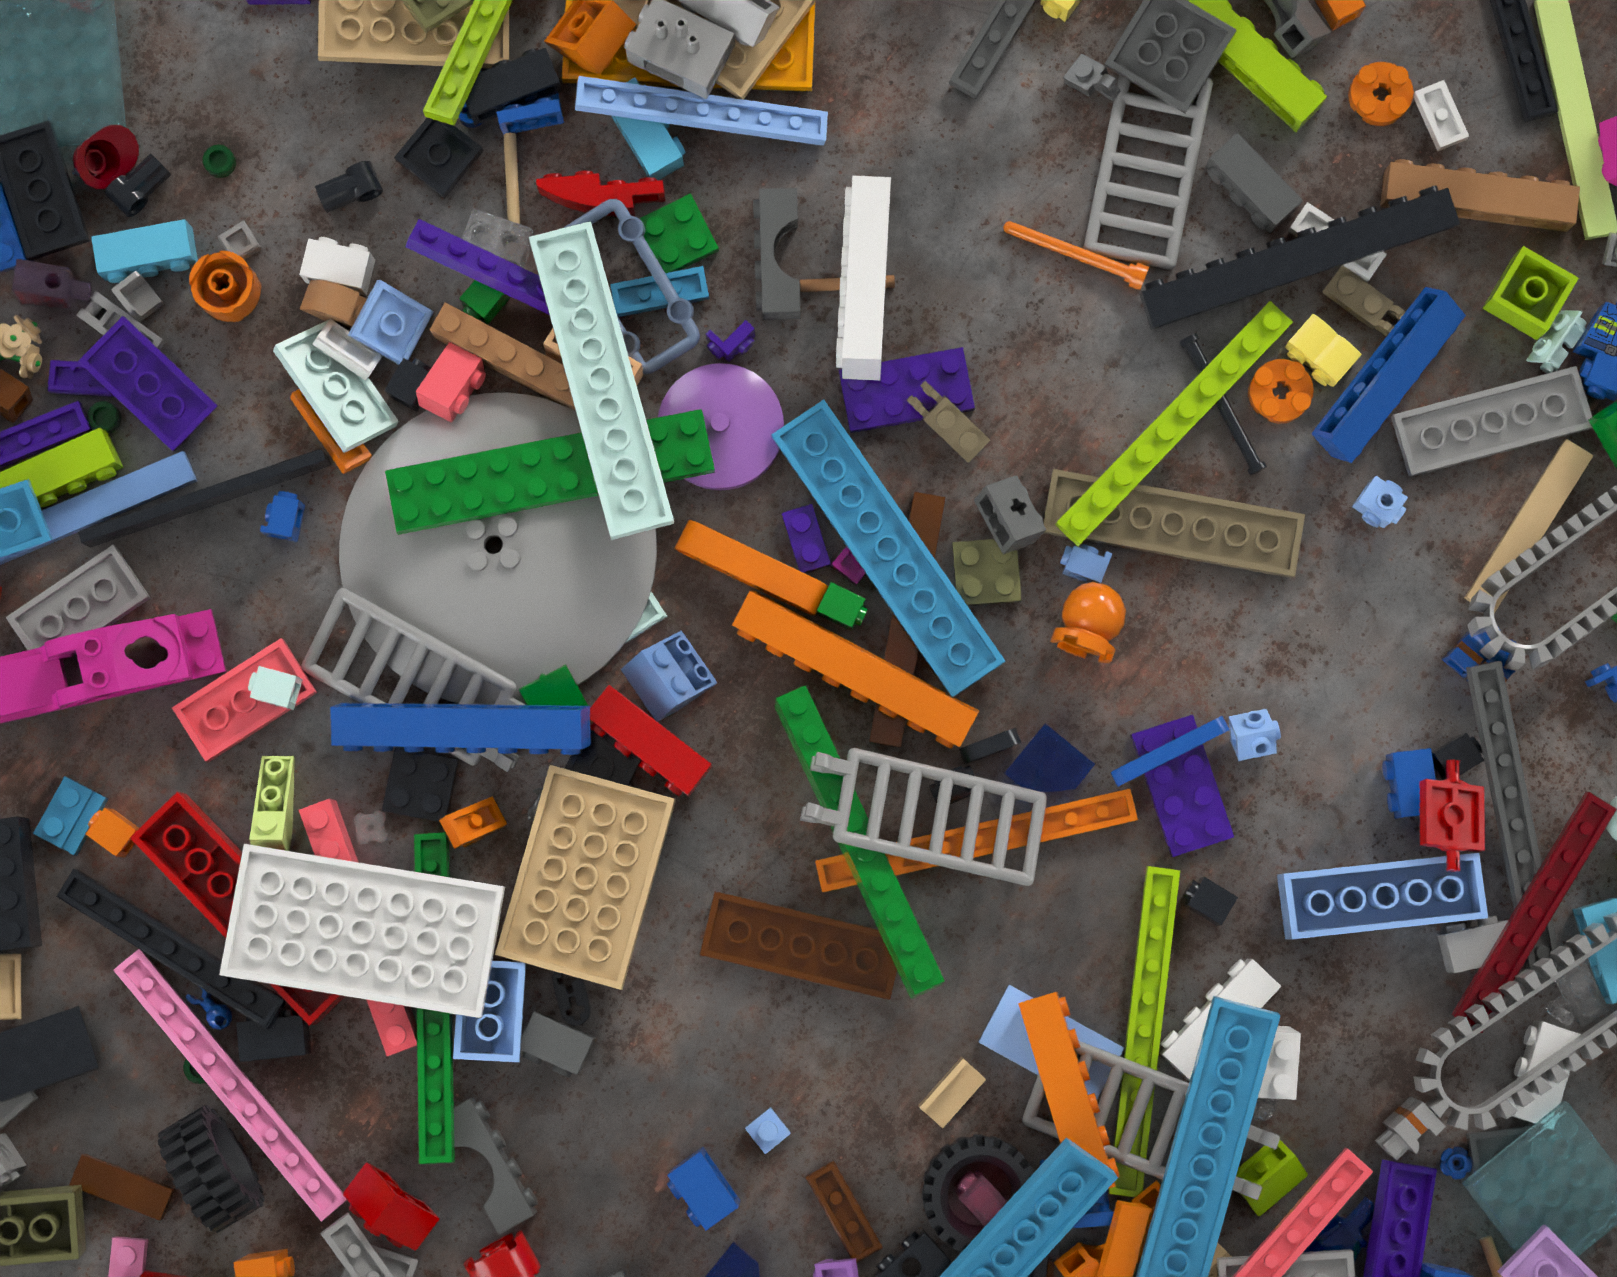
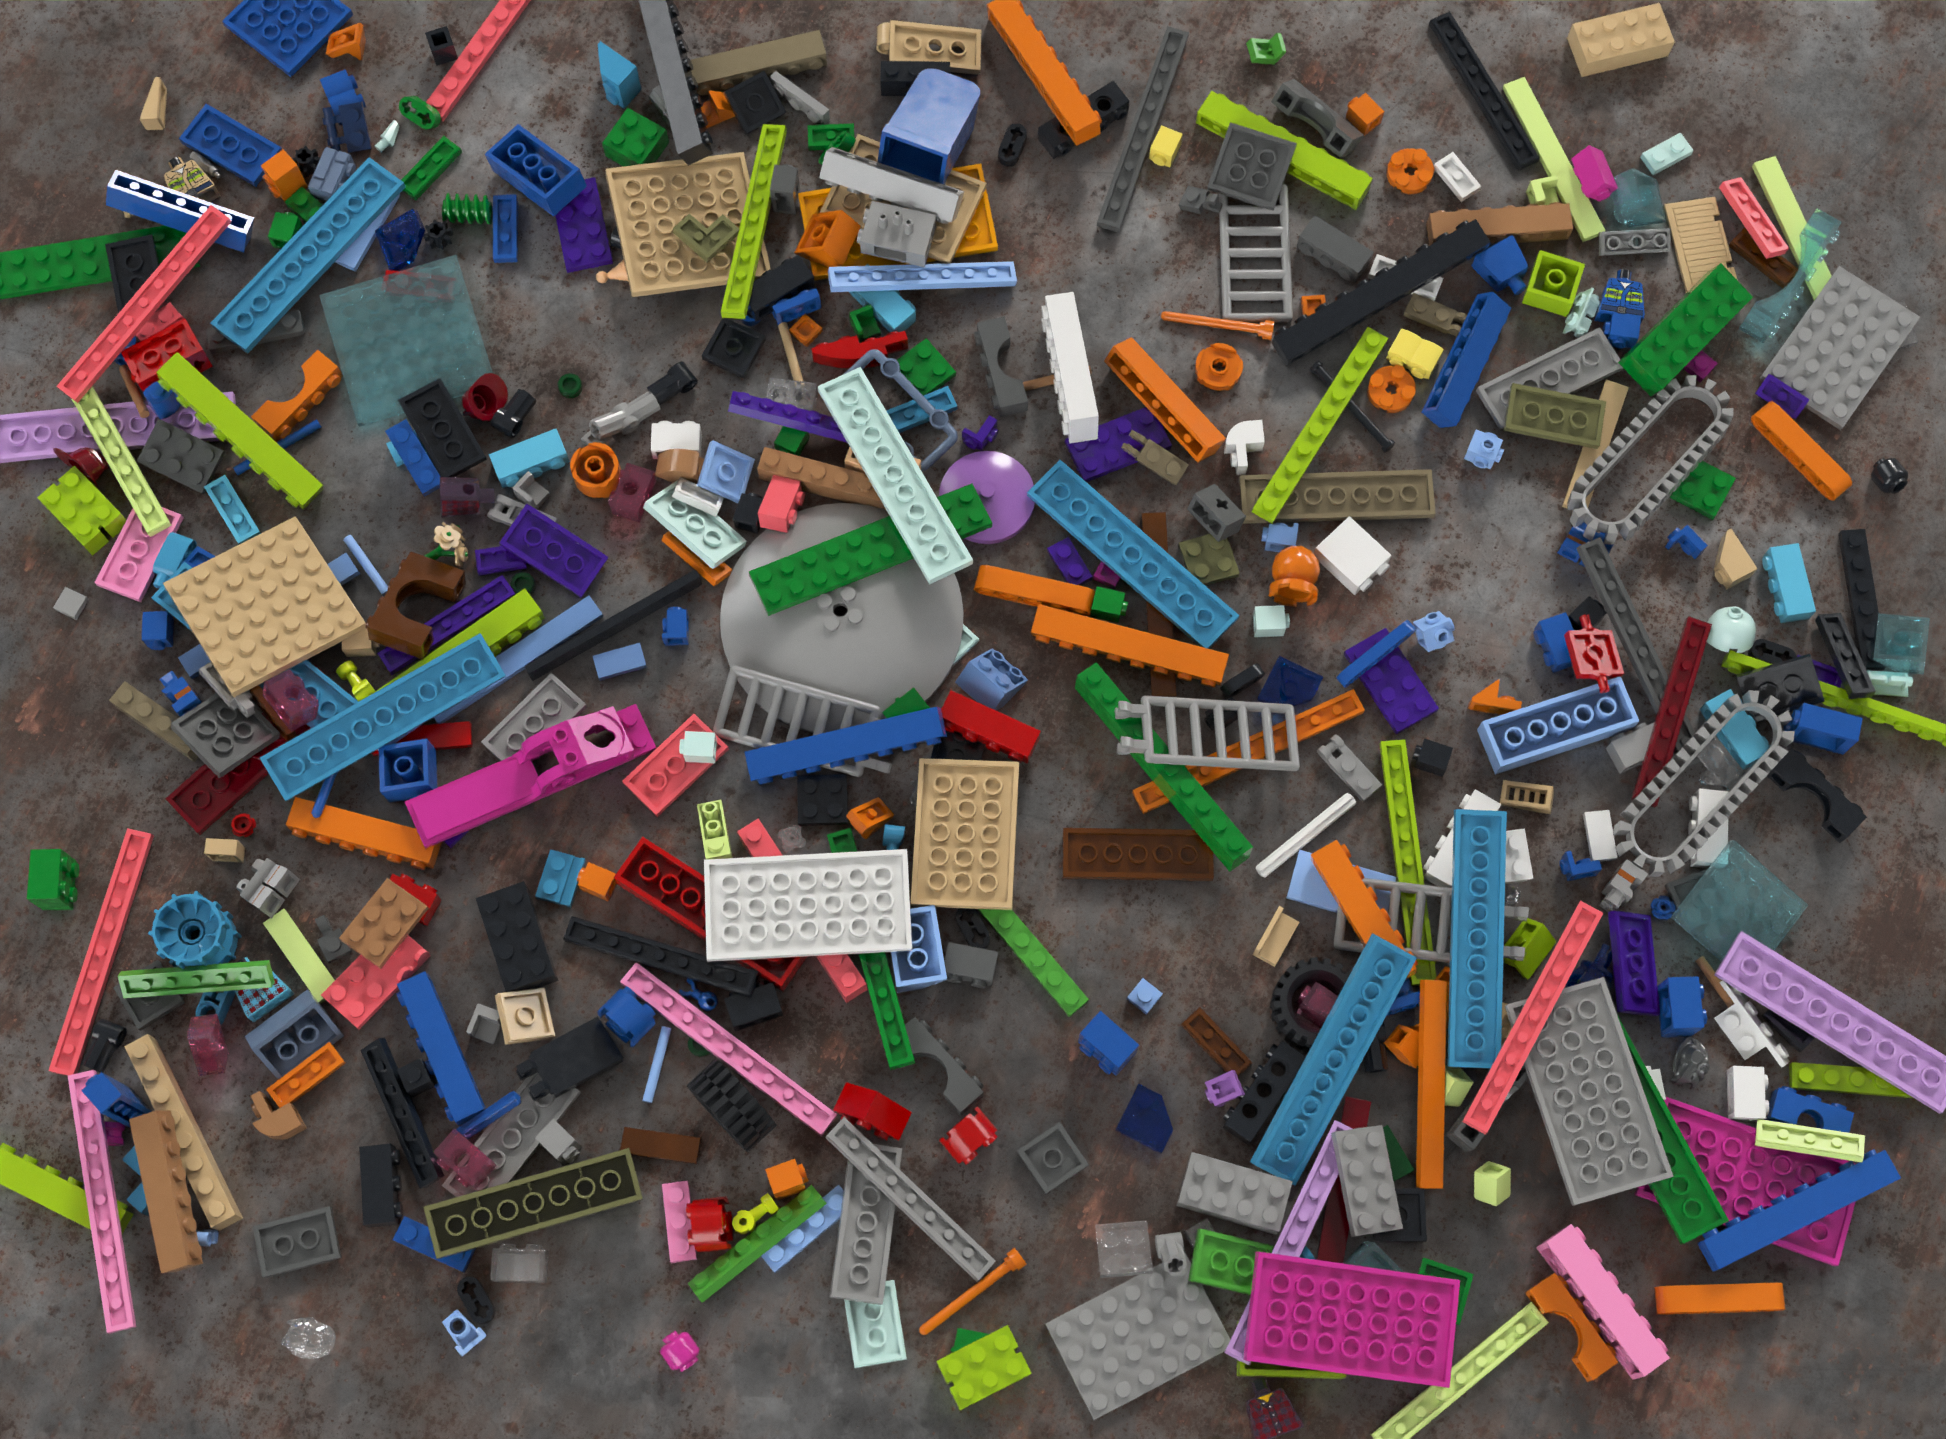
camera: 15 degrees left, 10 degrees down
(111, 1019) = (627, 1016): none -> blue brick
(139, 1082) = (656, 1064): none -> light blue bar
(204, 546) = (619, 661): none -> medium blue tile
(262, 342) = (632, 505): none -> clear pink brick
(277, 220) = (624, 417): none -> light grey piece
(308, 19) = (617, 273): none -> light nougat piece
(495, 857) = (893, 836): none -> dark azure leg
(538, 149) = (806, 330): none -> orange tile
(614, 158) = (864, 323): none -> green panel
(645, 1056) = (1036, 959): none -> bright green plate
(979, 345) = (1164, 399): none -> orange brick
(1022, 966) = (1305, 835): none -> white axle
(1045, 674) = (1270, 621): none -> light aqua brick
(1055, 297) = (1221, 379): none -> orange plate
(1068, 419) = (1244, 438): none -> white brick
(1100, 891) = (1349, 768): none -> light grey plate
(1173, 609) = (1352, 556): none -> white brick
(1204, 252) = (1310, 303): none -> orange tile
(1301, 842) = (1489, 702): none -> orange slope
(1344, 990) = (1526, 805): none -> tan slope
(1365, 1091) = (1582, 869): none -> blue bracket
(1399, 1050) = (1600, 835): none -> white tile
(1470, 253) = (1502, 266): none -> blue torso
(1485, 477) = (1554, 415): none -> olive plate
(1549, 161) = (1543, 191): none -> yellowish green panel

